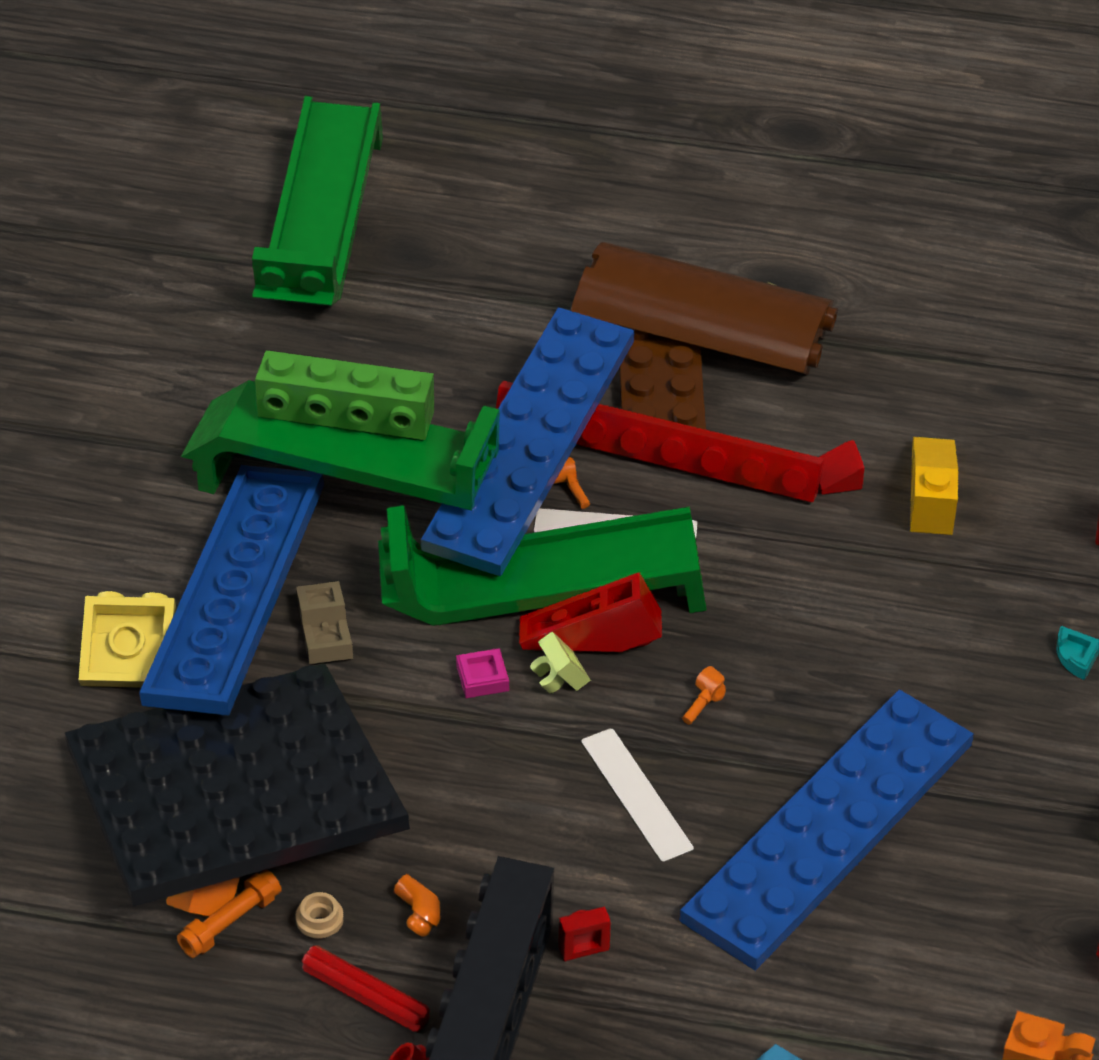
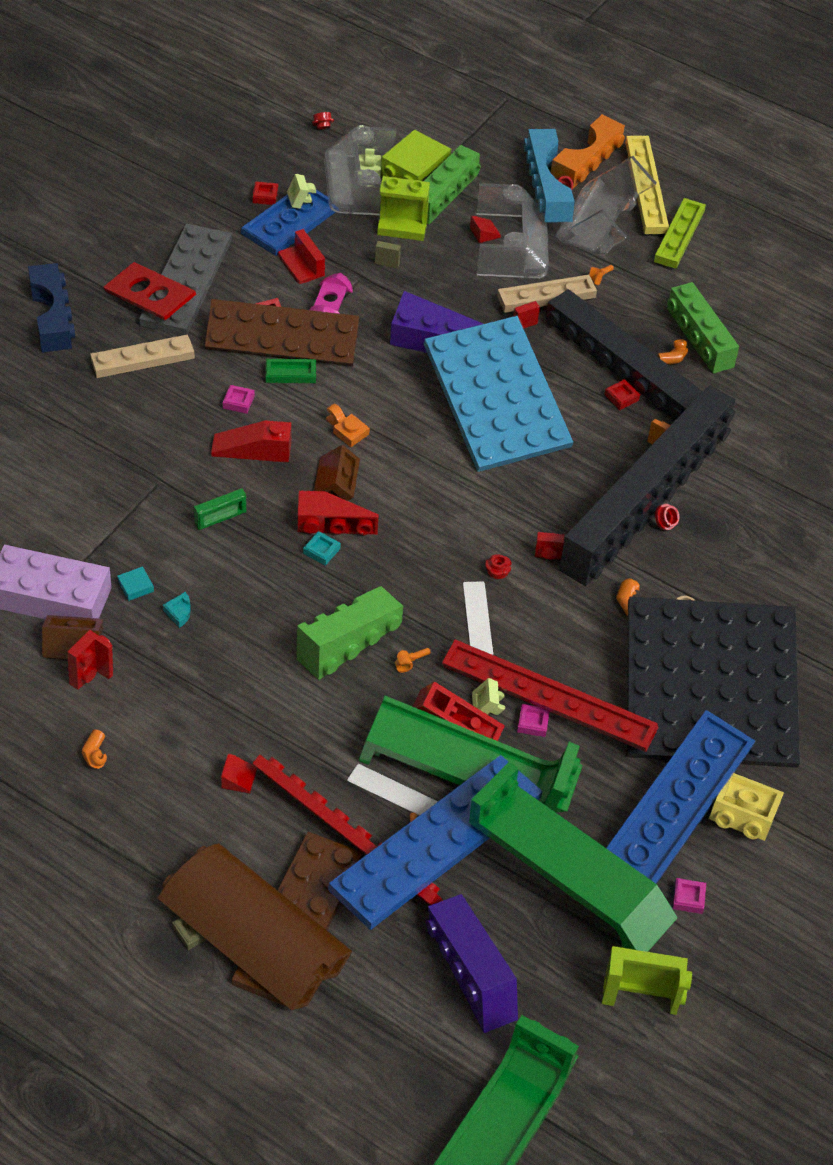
camera: 160 degrees left, 5 degrees up
(175, 526) = (689, 896): none -> dark pink tile
(187, 383) = (646, 974): none -> lime panel
(324, 622) = (617, 785): dark tan slope -> none
(345, 395) = (566, 861): bright green brick -> none
(366, 988) = (673, 566): red axle -> none
(411, 336) = (474, 962): none -> dark purple wedge
(473, 682) = (552, 695): none -> red plate
(651, 891) = (498, 566): none -> red plate
(813, 674) = (347, 631): none -> bright green wedge
(825, 829) = (383, 563): blue plate -> none
(933, 485) = (185, 740): yellow slope -> none
(941, 816) = (321, 548): none -> teal tile
(961, 859) = (332, 514): none -> red slope
(997, 940) = (338, 472): none -> reddish brown panel
(1040, 436) = (91, 751): none -> orange arm

